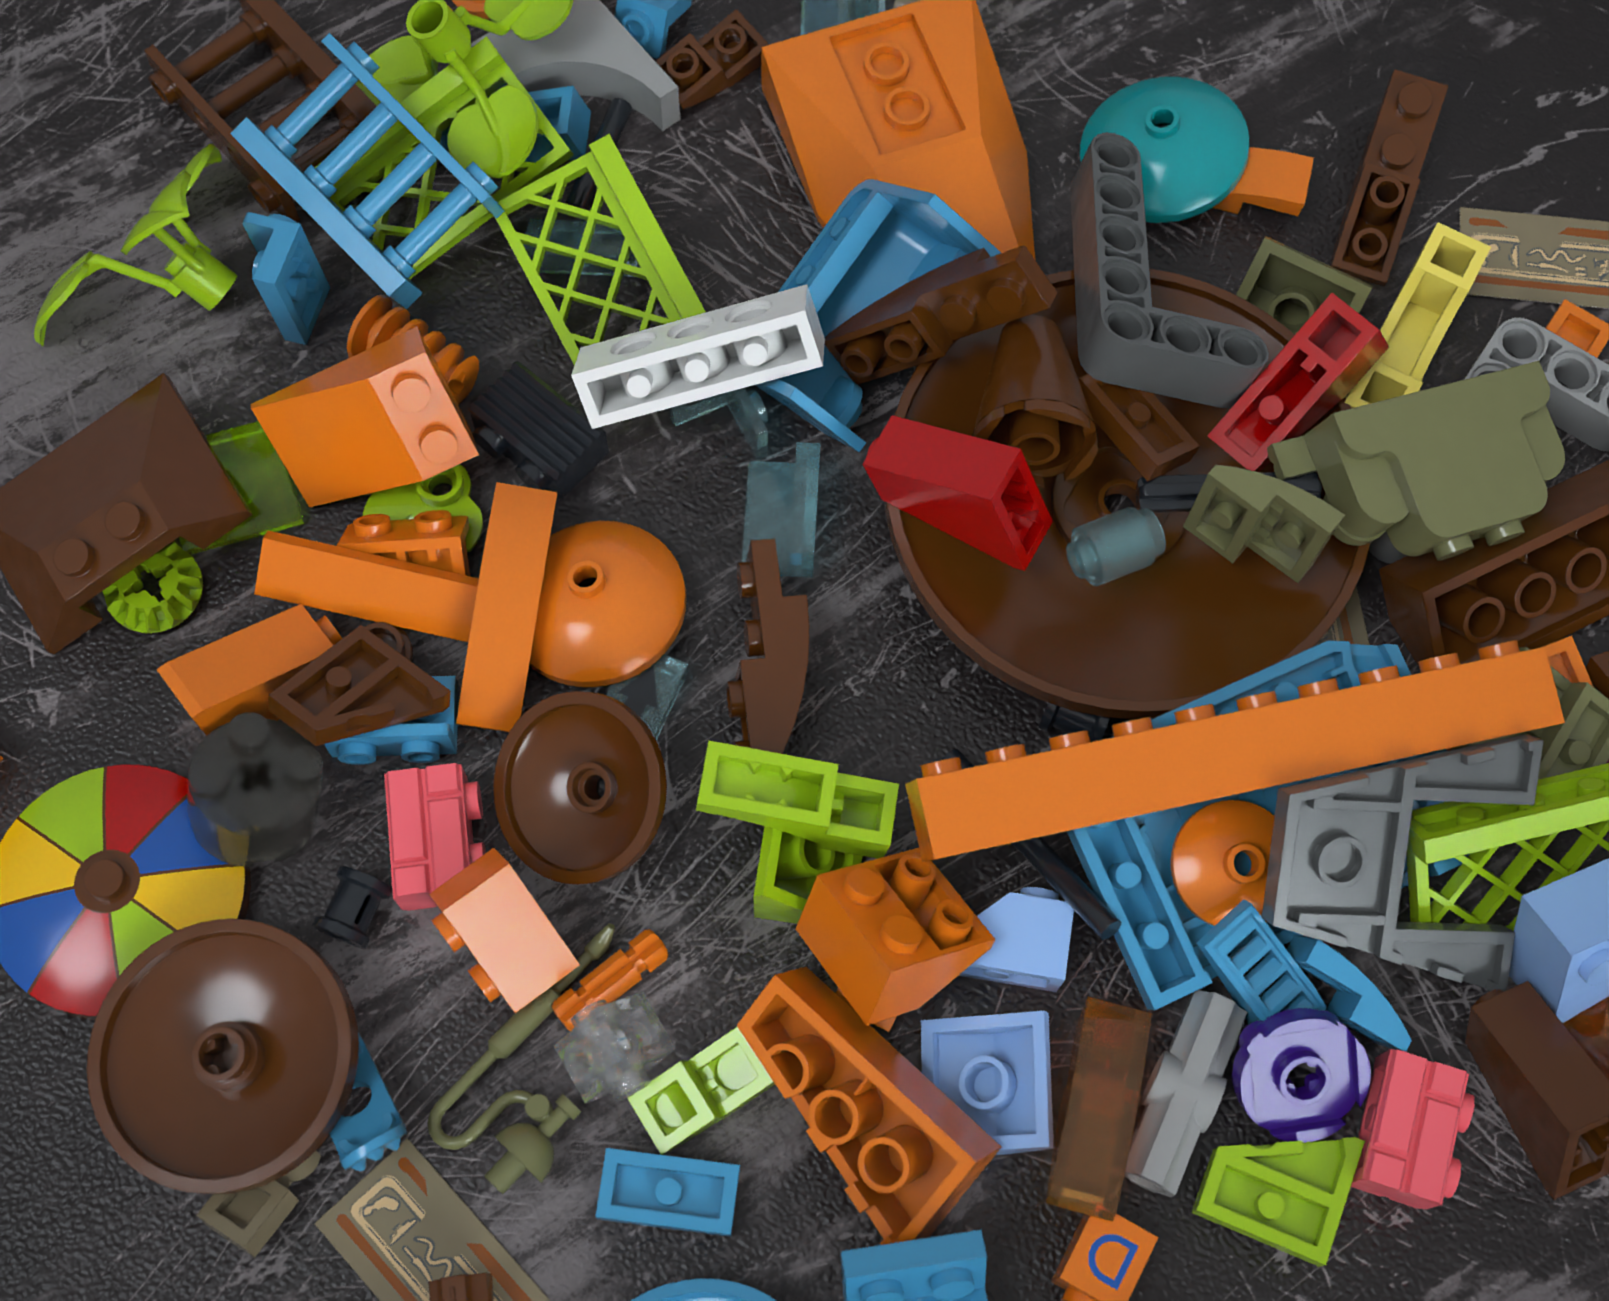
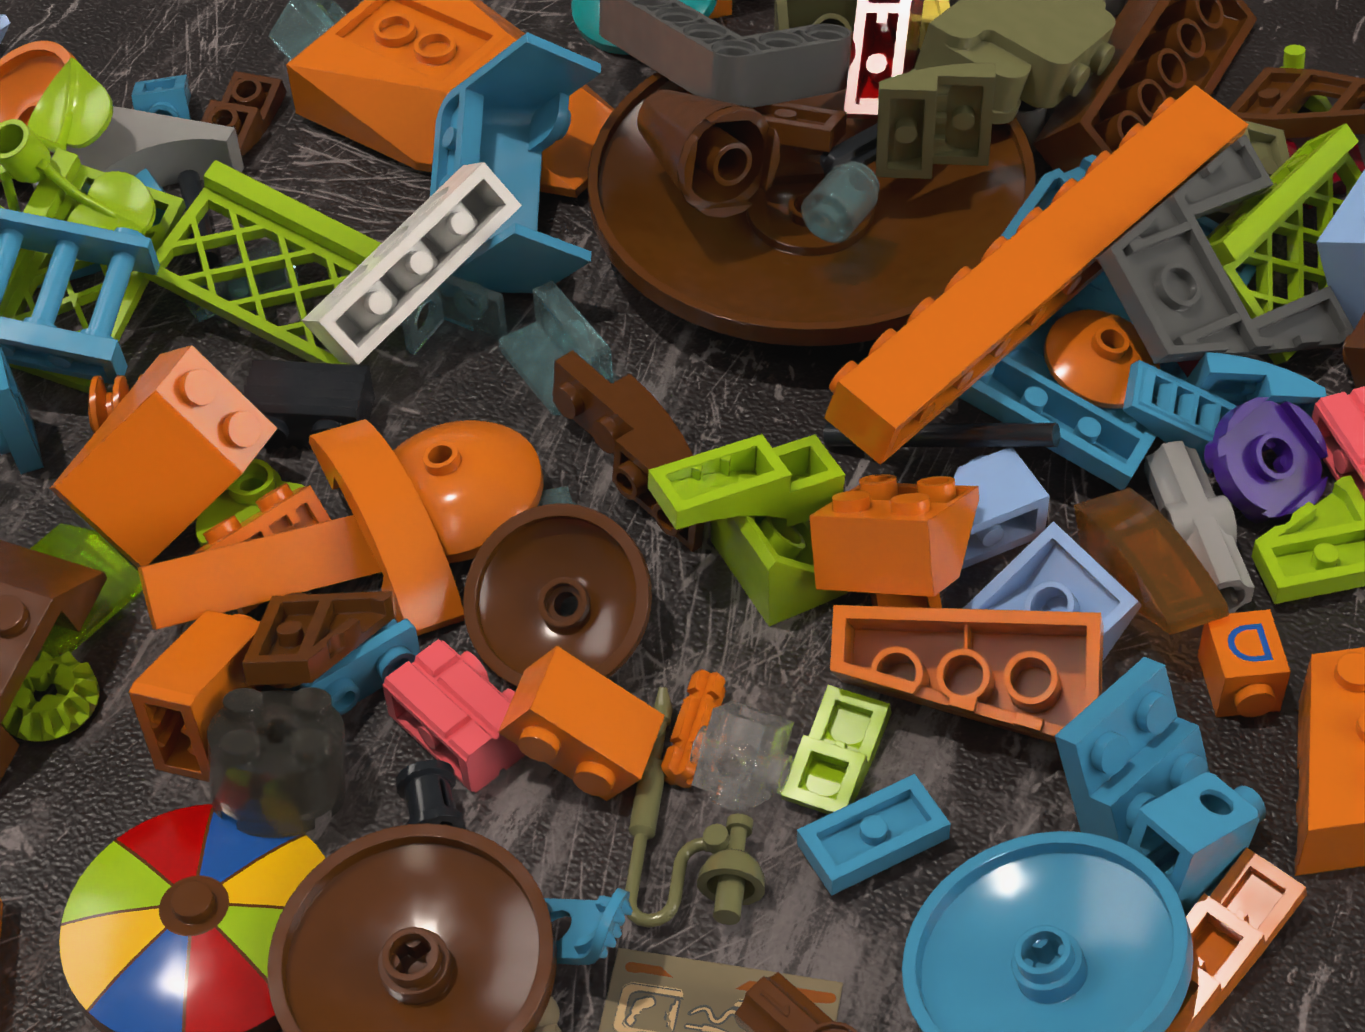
camera: 30 degrees left, 20 degrees down
(939, 307) = (581, 127): reddish brown slope -> none
(961, 487) = (694, 221): red slope -> none

